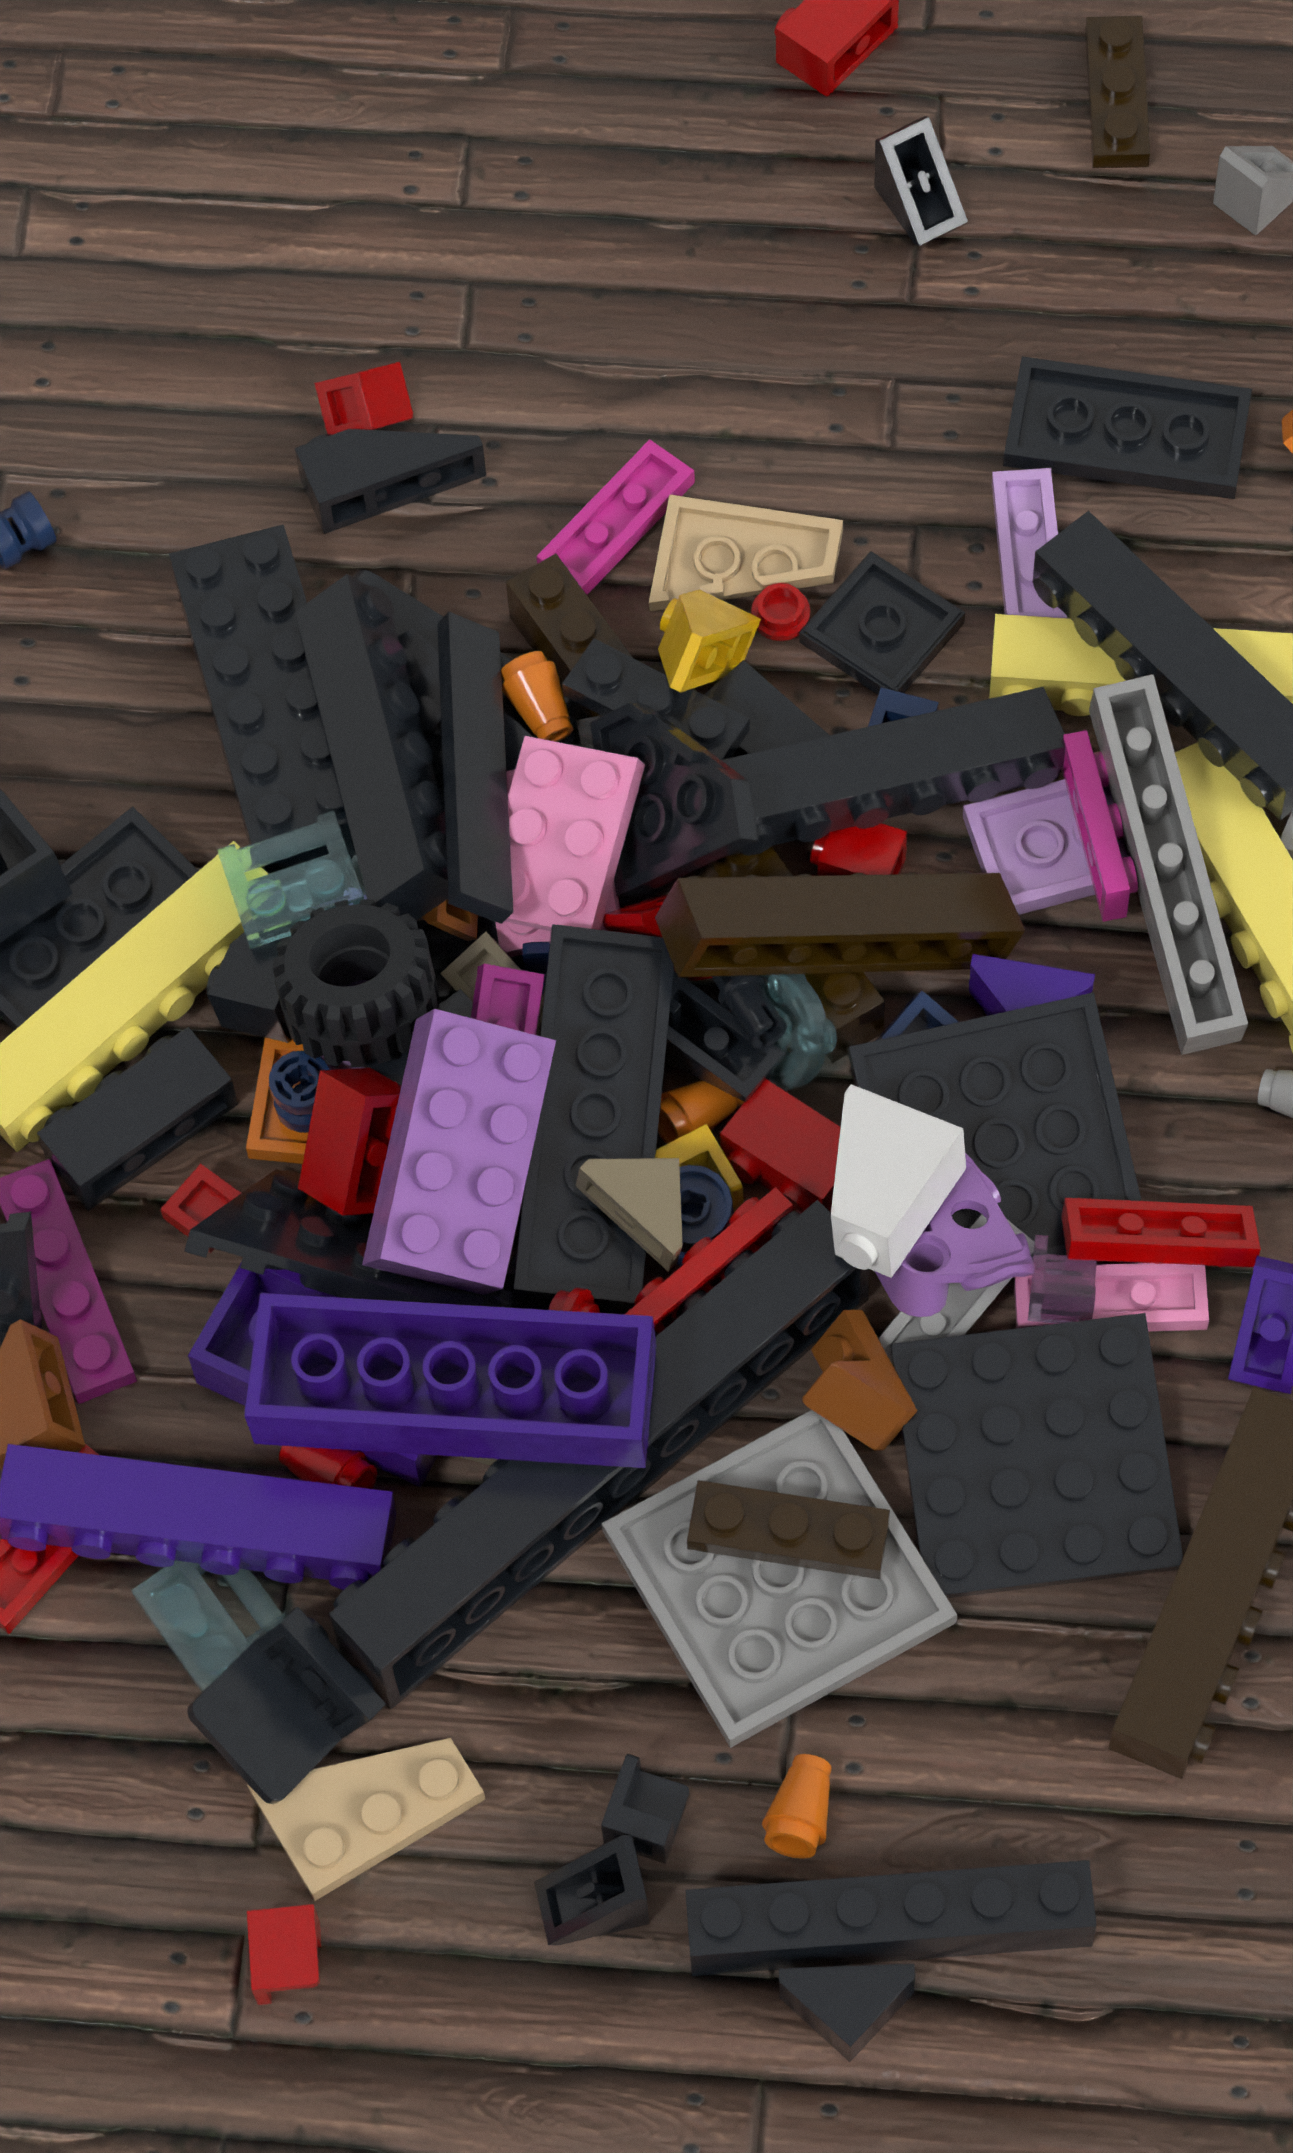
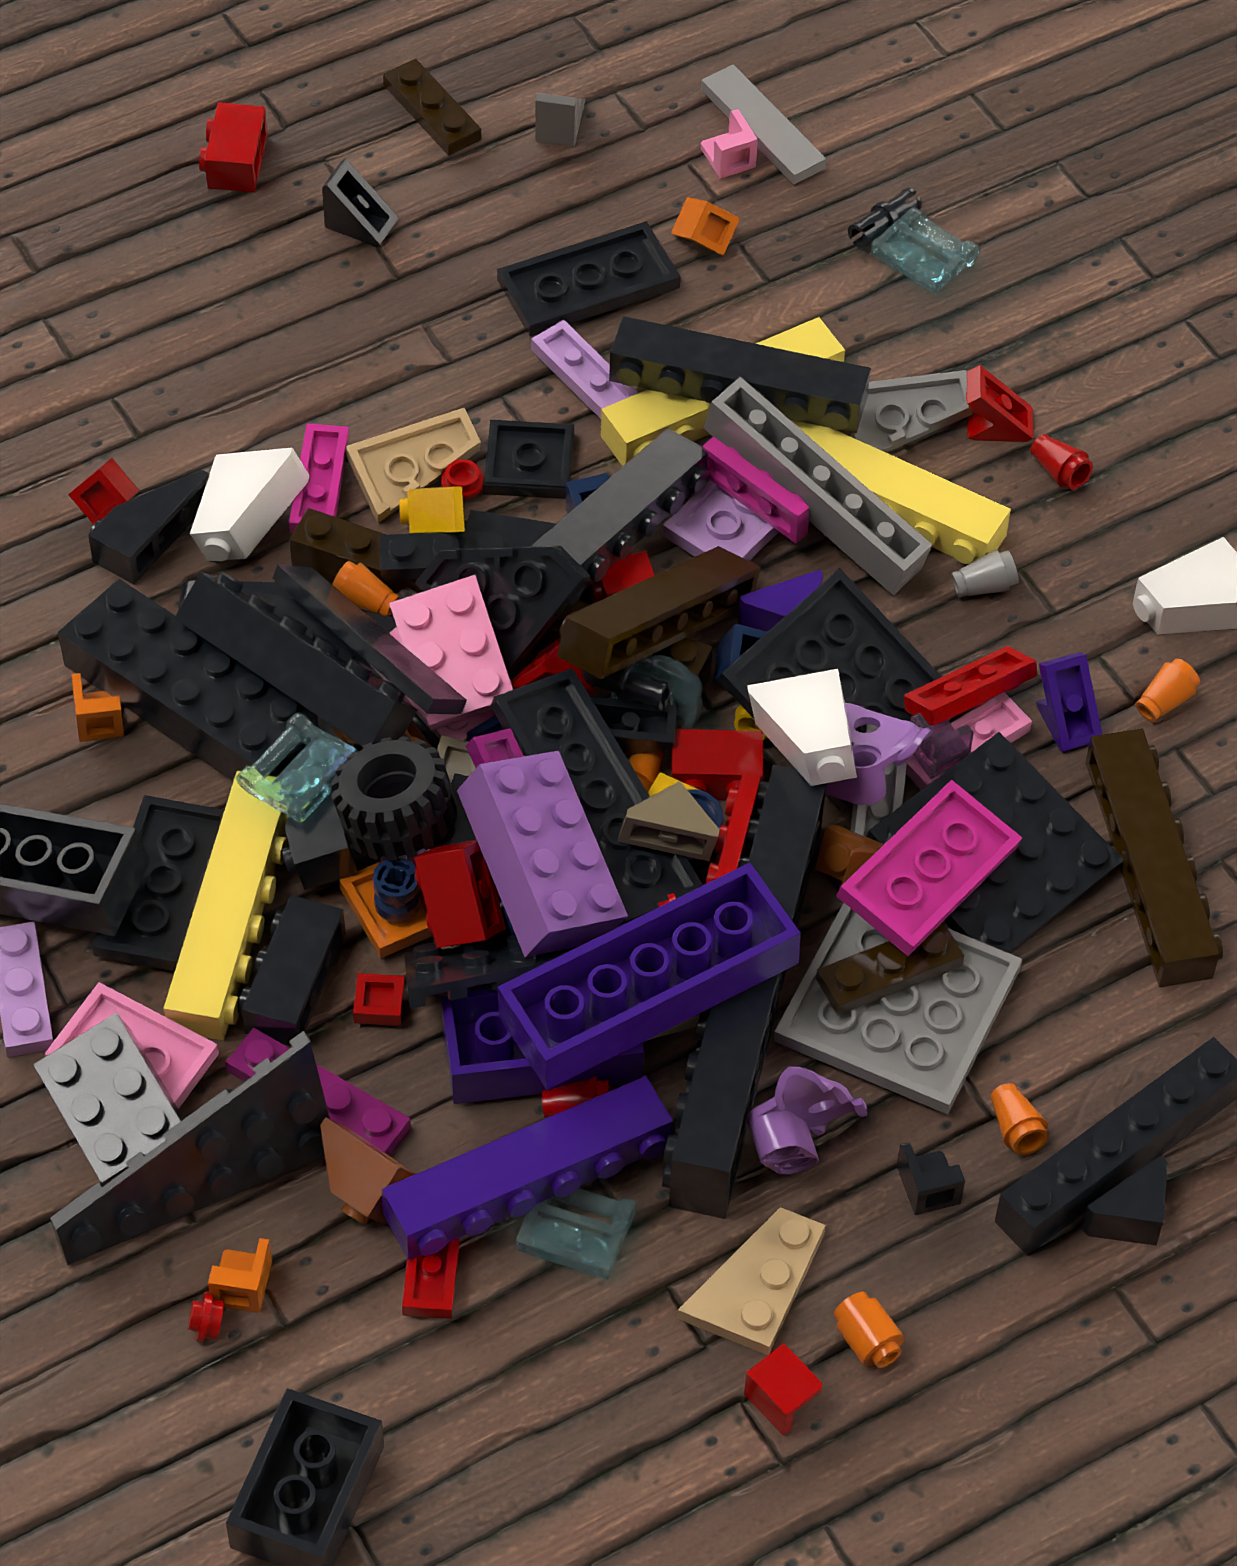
camera: 40 degrees left, 10 degrees down
(160, 669) = (96, 713): none -> orange panel
(284, 1705) = (671, 1238): black bracket -> none
(431, 1949) = (869, 1330): none -> orange brick
(501, 502) = (245, 500): none -> white slope
(512, 1650) = (785, 1121): none -> medium lavender piece
(594, 1894) = (942, 1236): black slope -> none
(910, 1438) = (929, 867): none -> dark pink plate

